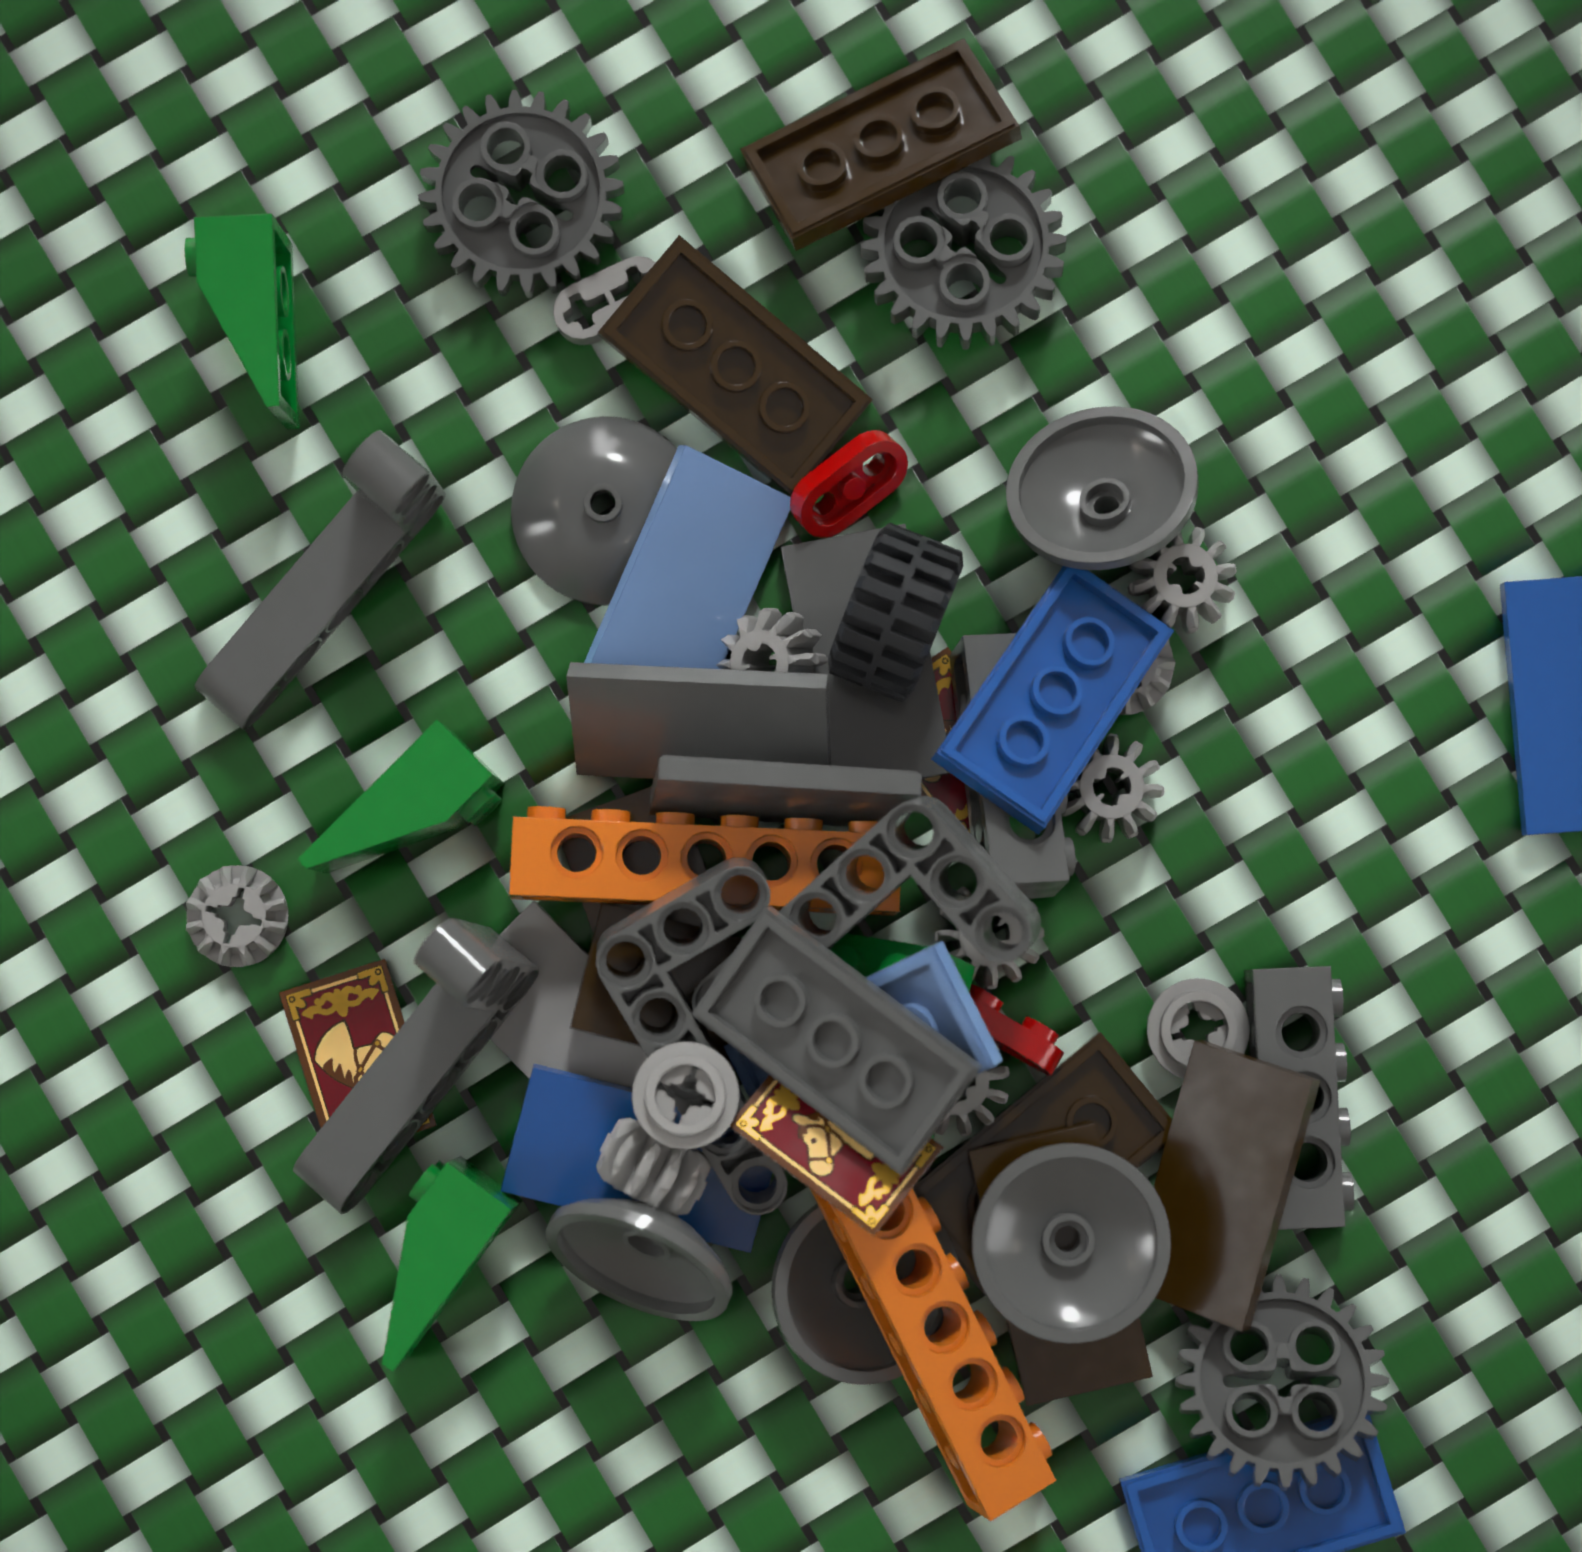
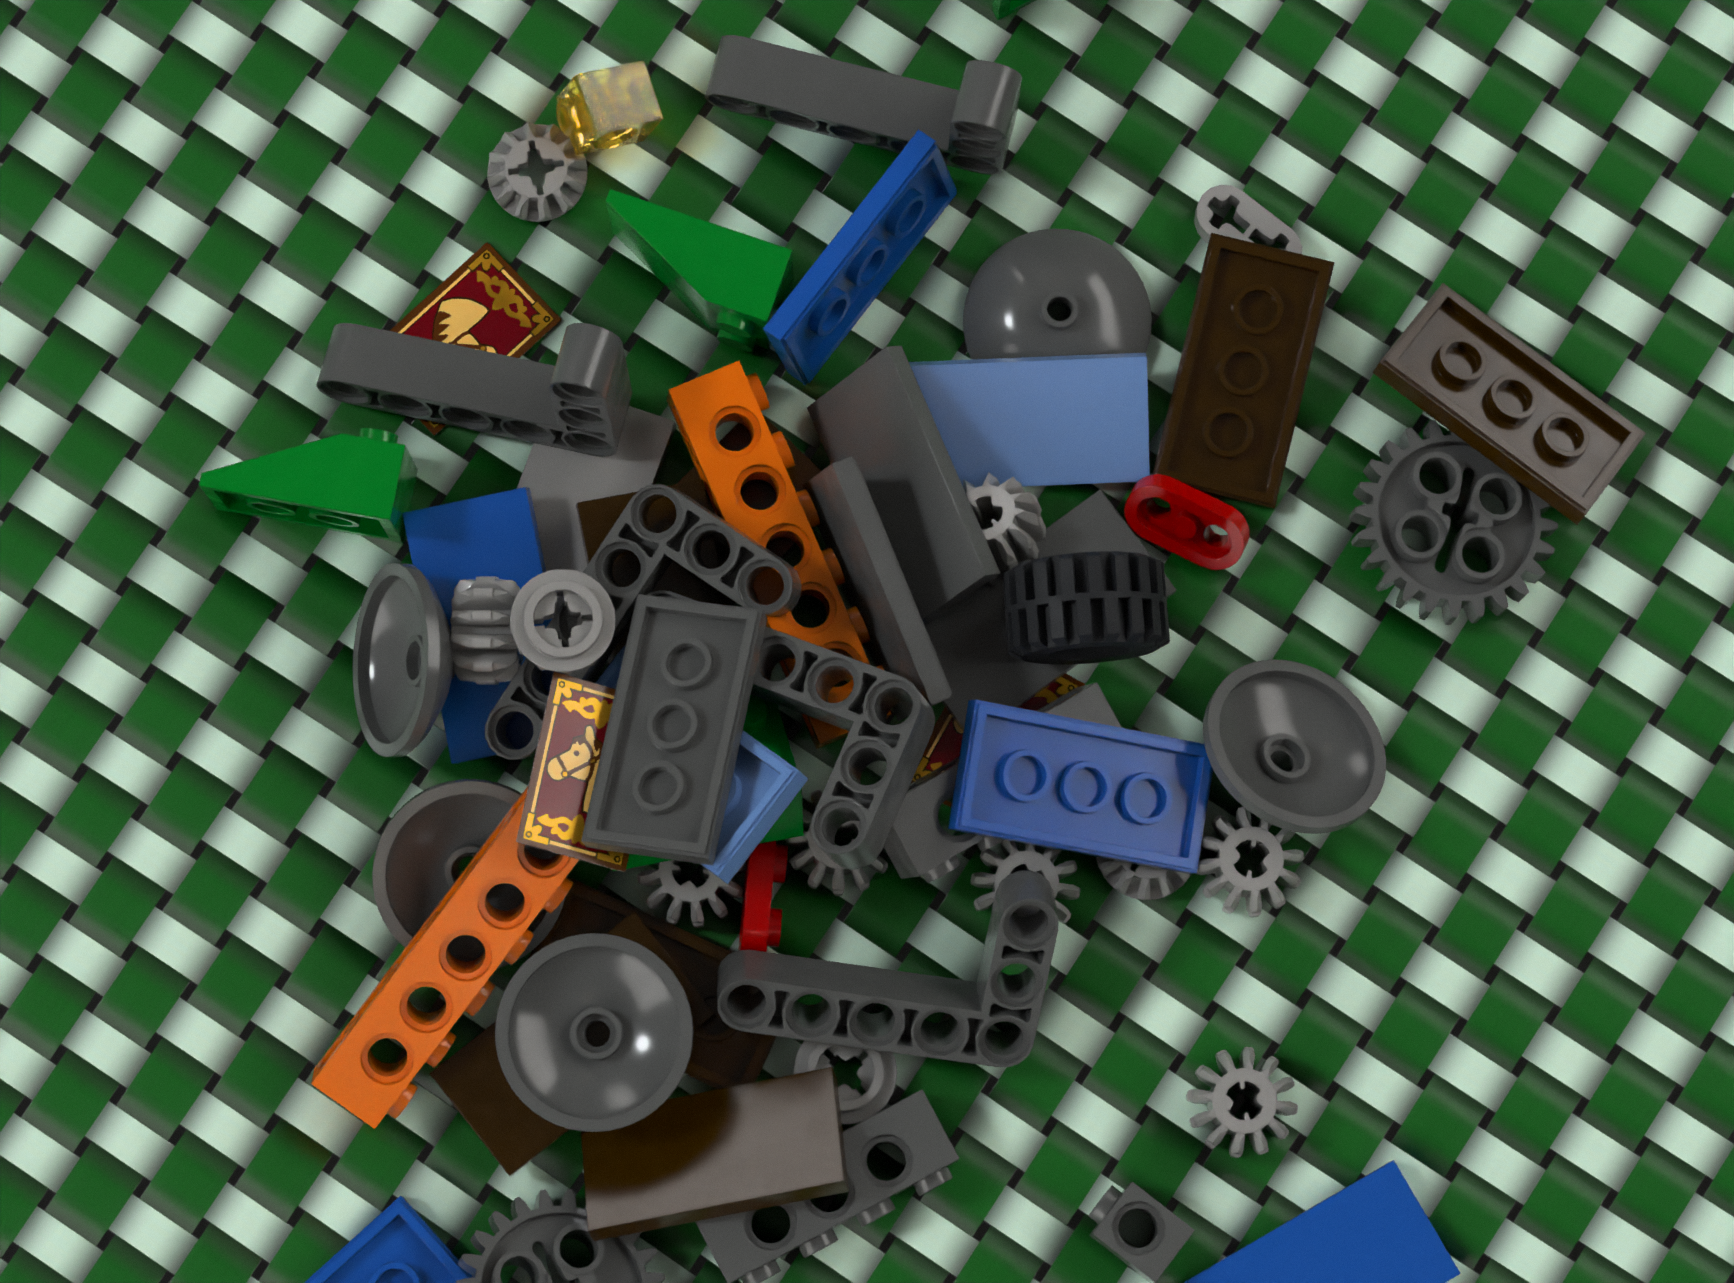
camera: 60 degrees right, 5 degrees down
(211, 822) = (608, 108): none -> clear yellow brick
(468, 658) = (861, 258): none -> blue tile
(548, 145) = (1358, 112): dark grey gear -> none
(1176, 947) = (907, 994): none -> dark grey beam
(1394, 668) = (1263, 1100): none -> light grey gear
(1489, 827) = (1168, 1235): none -> dark grey brick

